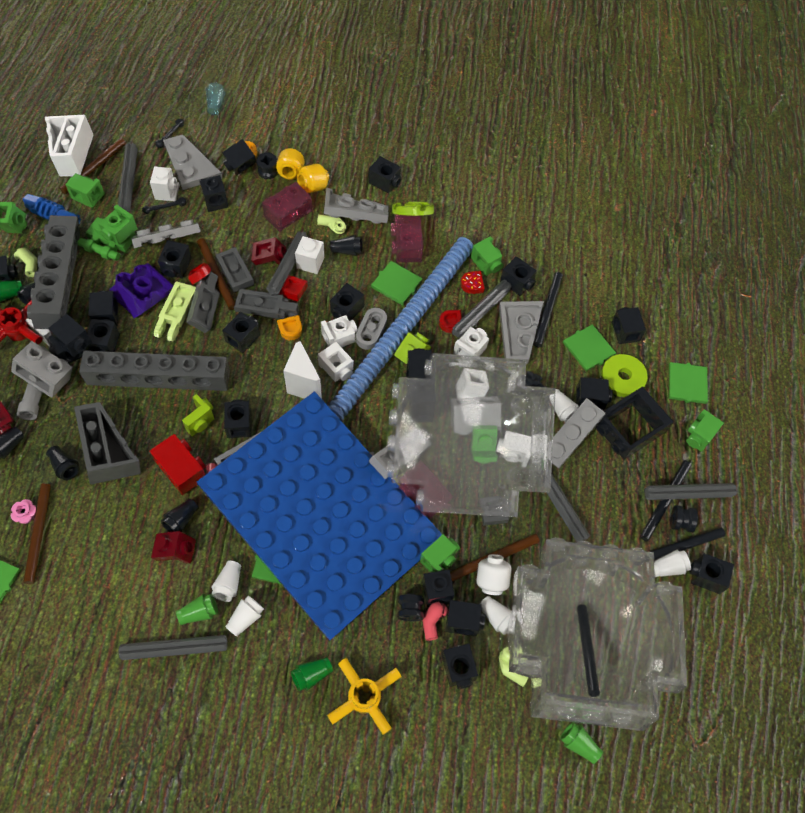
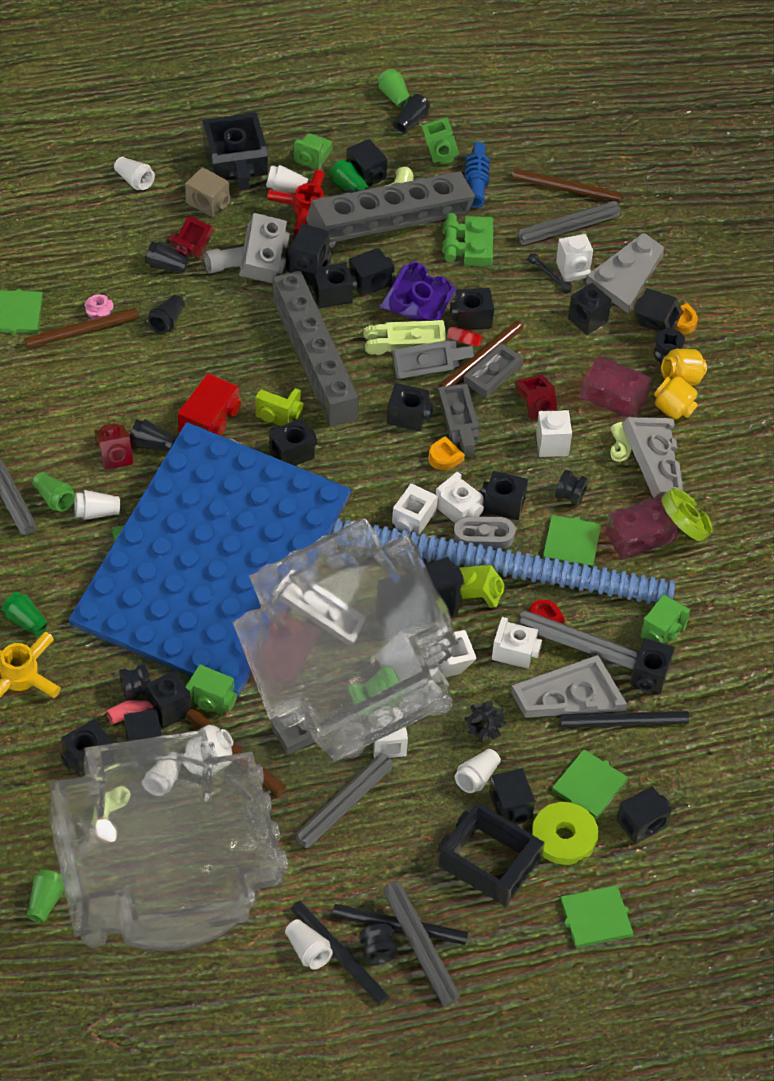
camera: 70 degrees right, 10 degrees down
(68, 142) = (573, 148): white wedge -> none
(85, 190) = (523, 191): bright green brick -> none
(103, 447) = (198, 335): dark grey wedge -> none
(118, 225) = (481, 235): bright green brick -> none
(165, 231) = (507, 286): light grey wing -> none
(179, 123) = (684, 239): black hinge -> none
(215, 96) = (743, 256): clear light blue cone -> none
(245, 614) = (66, 534): white cone -> none
(285, 266) = (521, 414): dark grey axle -> none
(293, 288) = (498, 434): red plate -> none
(300, 374) = (377, 476): white slope -> none
(348, 245) = (595, 469): black cone -> none
(358, 263) = (572, 487): none -> black wheel
(385, 175) = (730, 471): black brick -> none
(472, 282) = (618, 621): red tile -> none
(575, 431) = (438, 784): light grey plate -> none
(588, 652) = (148, 853): black bar -> none
(703, 430) = (520, 941): bright green brick -> none
(721, 570) = (314, 1004): black brick -> none

